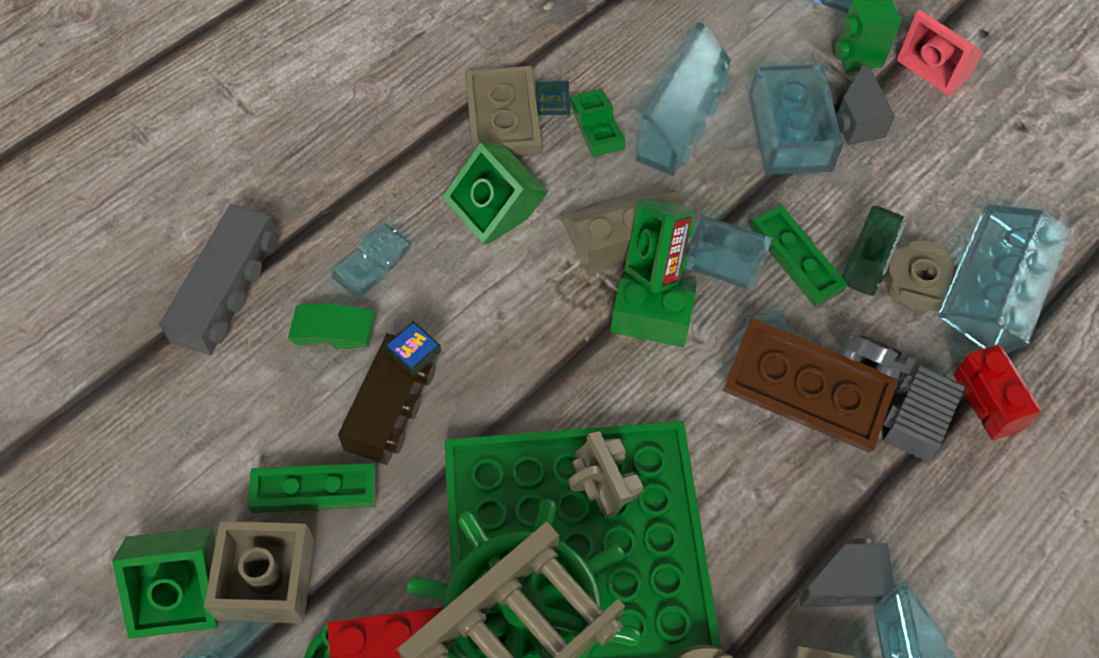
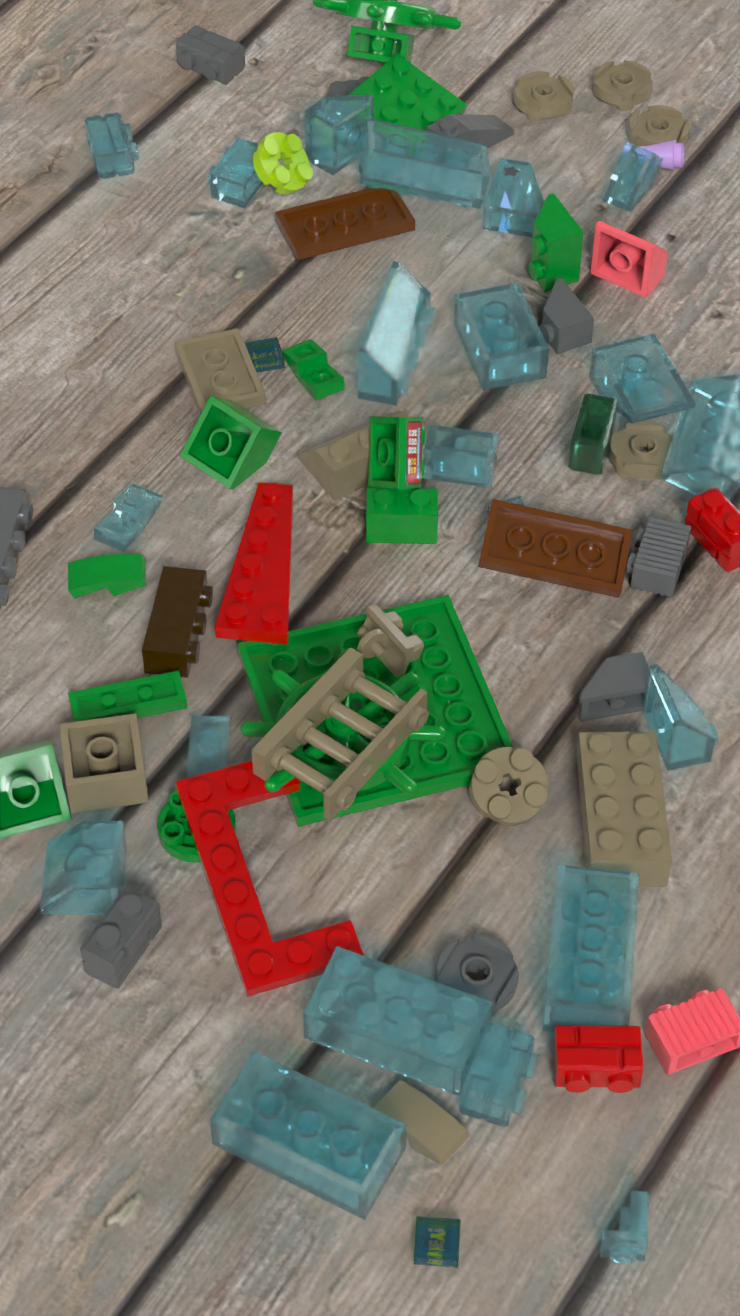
camera: 10 degrees left, 10 degrees down
(382, 571) = (208, 744): none -> clear light blue plate
(413, 348) = (192, 571): tile -> none
(483, 374) = (259, 583): none -> red wing
(799, 256) = (529, 452): green plate -> none
(884, 355) = (608, 511): dark grey plate -> none
(933, 196) = (640, 379): none -> clear light blue slope

